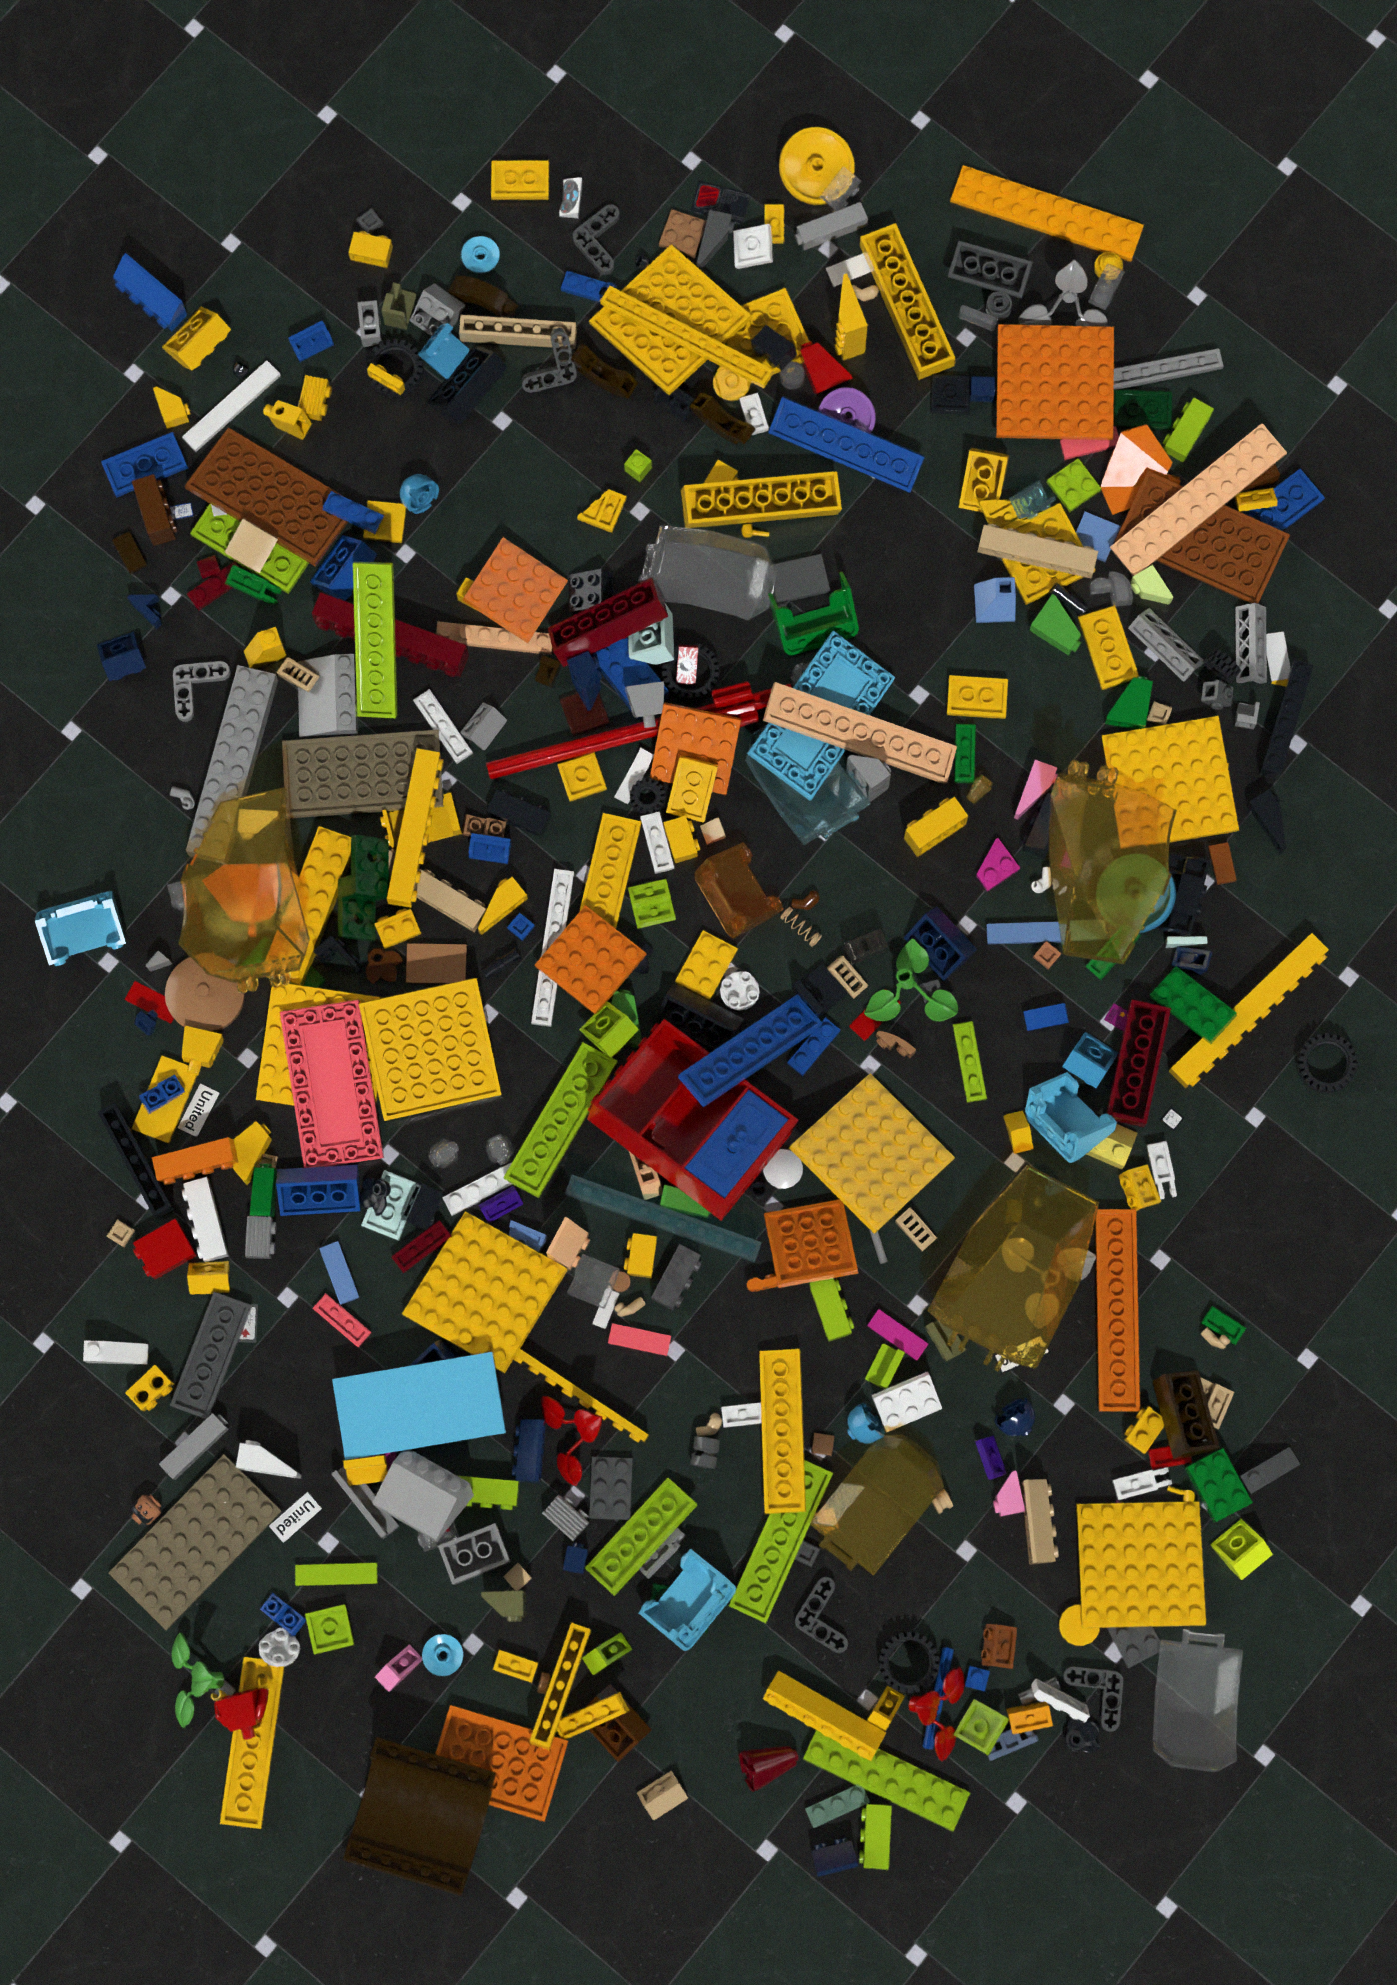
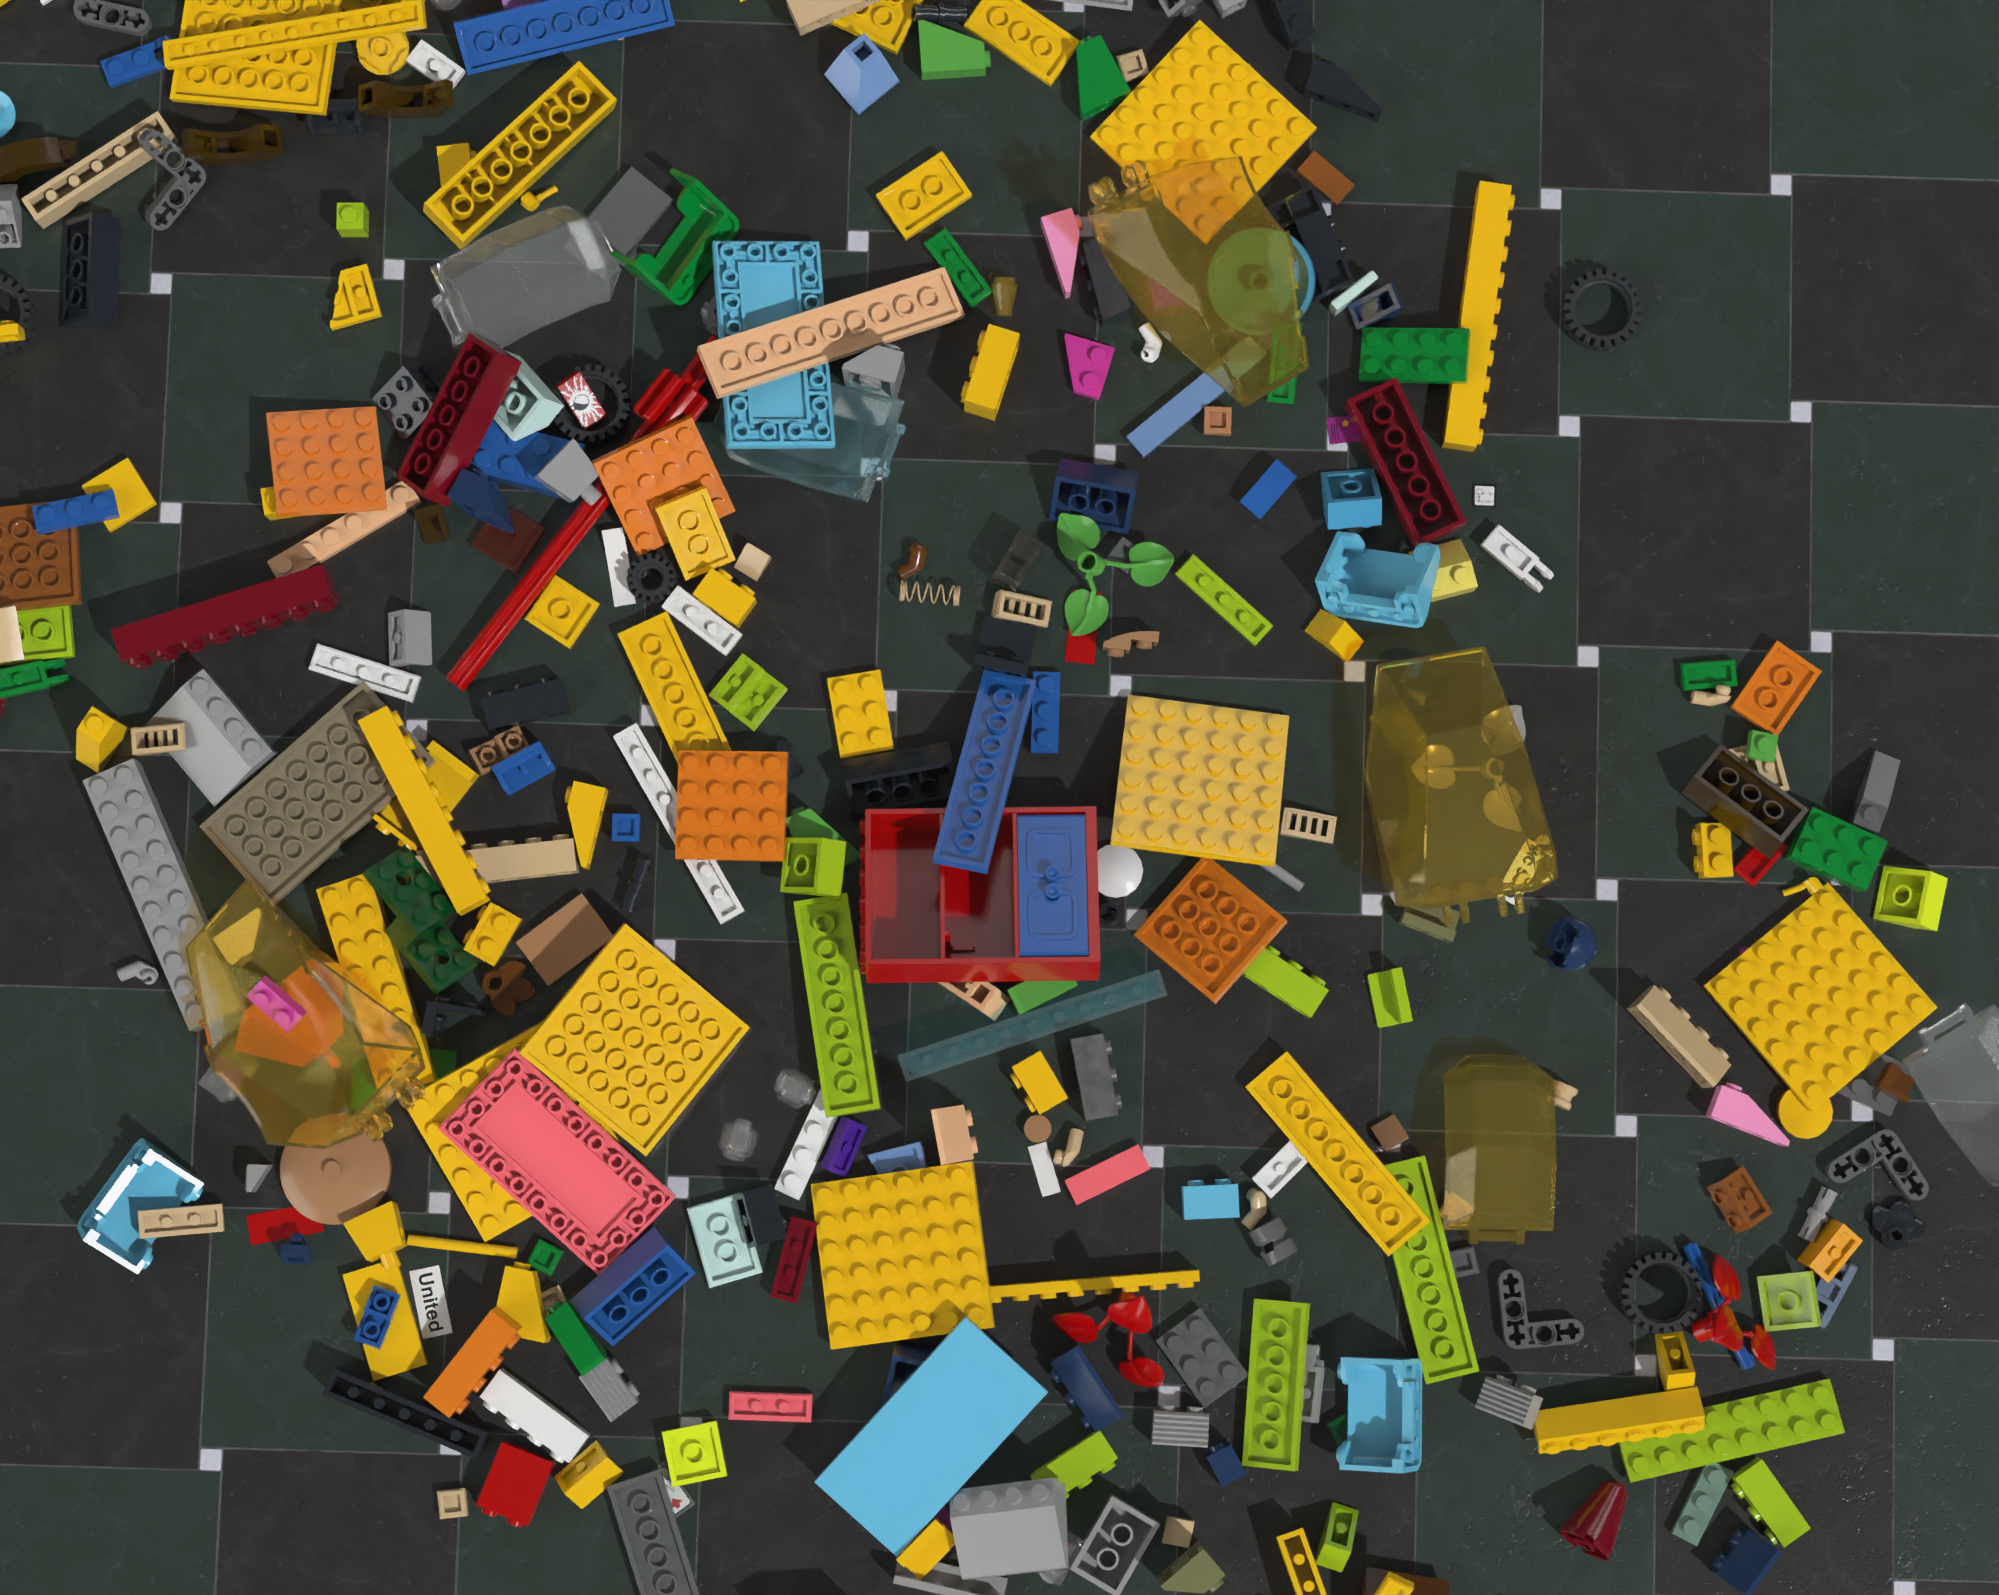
camera: 45 degrees left, 5 degrees up
(96, 954) = (181, 1220): none -> tan plate
(187, 682) = (41, 842): light grey beam -> none
(241, 1092) = (462, 1246): none -> yellow bar
(245, 872) = (276, 1004): none -> dark pink plate
(278, 1312) = (694, 1453): none -> neon yellow plate
(282, 1135) = (545, 1257): none -> green tile
(336, 572) = (114, 581): blue slope -> none
(339, 1273) = (726, 1357): medium blue tile -> none
(375, 639) = (215, 635): lime plate -> none
(375, 1194) = (699, 1243): black plate -> none
(418, 492) = (131, 434): dark azure cylinder -> none
(444, 351) = (34, 254): dark azure bracket -> none
(593, 1281) = (1009, 1151): clear slope -> none
(687, 1401) = (1210, 1201): none -> medium azure brick
(735, 891) = (829, 609): clear orange windscreen -> none
(739, 990) = (918, 713): white dish -> none
(757, 1284) = (1186, 1017): orange hinge -> none
(769, 1654) = (1508, 1402): none -> light grey brick
(864, 1425) = (1419, 1079): dark azure cylinder -> none
(897, 1335) = (1376, 953): dark pink tile -> none
(906, 1401) = (1443, 1018): white plate -> none
(977, 1678) = (1742, 1252): blue plate -> none
(991, 1457) = (1577, 1007): dark purple plate -> none
(1009, 1498) = (1628, 1034): bright pink slope -> none
(1039, 1593) = (1742, 1113): none -> bright pink slope
(1060, 1700) = (1849, 1207): white plate -> none
(1117, 1310) = (1587, 746): orange plate -> none
(1139, 1188) = (1509, 597): yellow bracket -> none
(1139, 1483) = (1752, 912): white hinge -> none
(1145, 1649) = (1894, 1083): none -> reddish brown panel
(1221, 1390) = (1761, 746): none -> bright green plate
(1257, 1364) = (1775, 689): none -> orange plate

